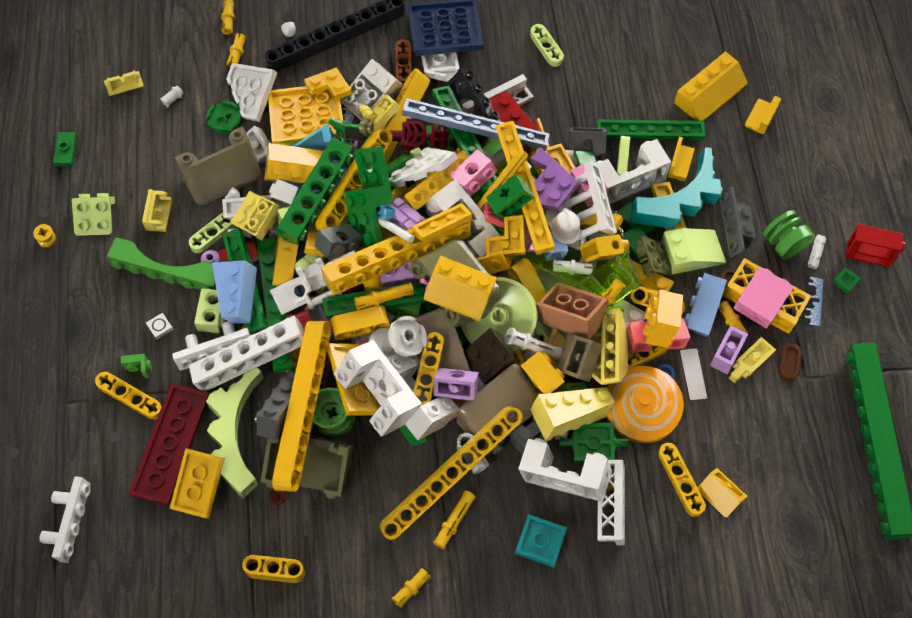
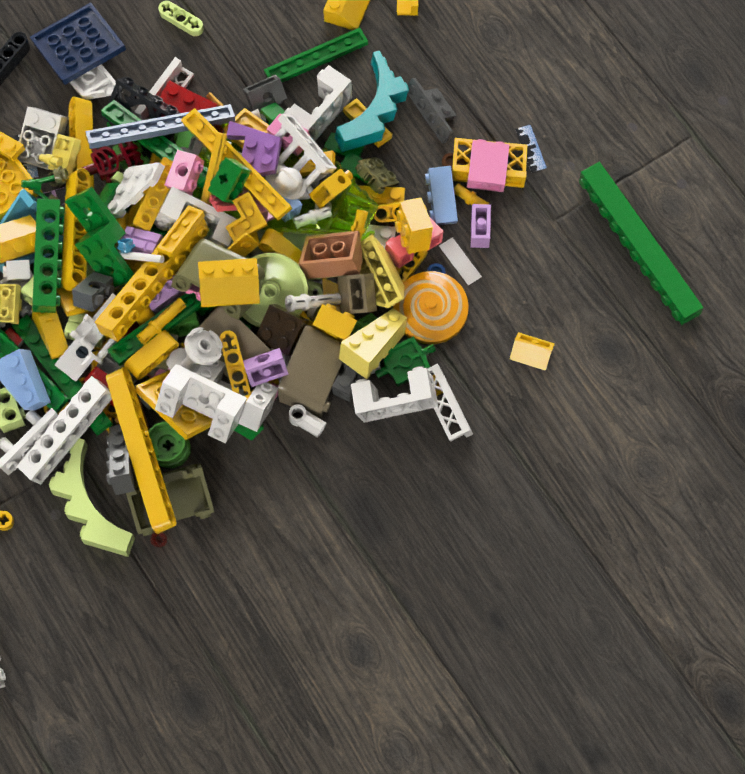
camera: 25 degrees left, 5 degrees up
(167, 444) = (37, 542): dark red plate -> none
(197, 483) = (82, 563): yellow tile -> none
(266, 562) = (179, 600): yellow beam -> none
(405, 56) = (56, 88): dark orange beam -> none
(411, 588) = (314, 557): yellow pin -> none
(441, 473) = (291, 450): yellow beam -> none
(449, 527) = (320, 491): yellow pin -> none
(541, 540) = (402, 464): teal plate -> none
(623, 155) = (304, 93): yellowish green beam -> none
(681, 161) = (357, 74): yellow panel -> none
(684, 478) = (493, 356): yellow beam -> none
(692, 249) = (406, 151): yellowish green slope -> none
(752, 359) = (503, 225): light yellow hinge -> none
(788, 234) = (484, 100): bright green wheel -> none
(790, 362) = (536, 212): reddish brown tile -> none
(816, 252) = (513, 102): white axle -> none
(846, 280) = (550, 117): green plate -> none
(874, 245) = (560, 75): red window -> none

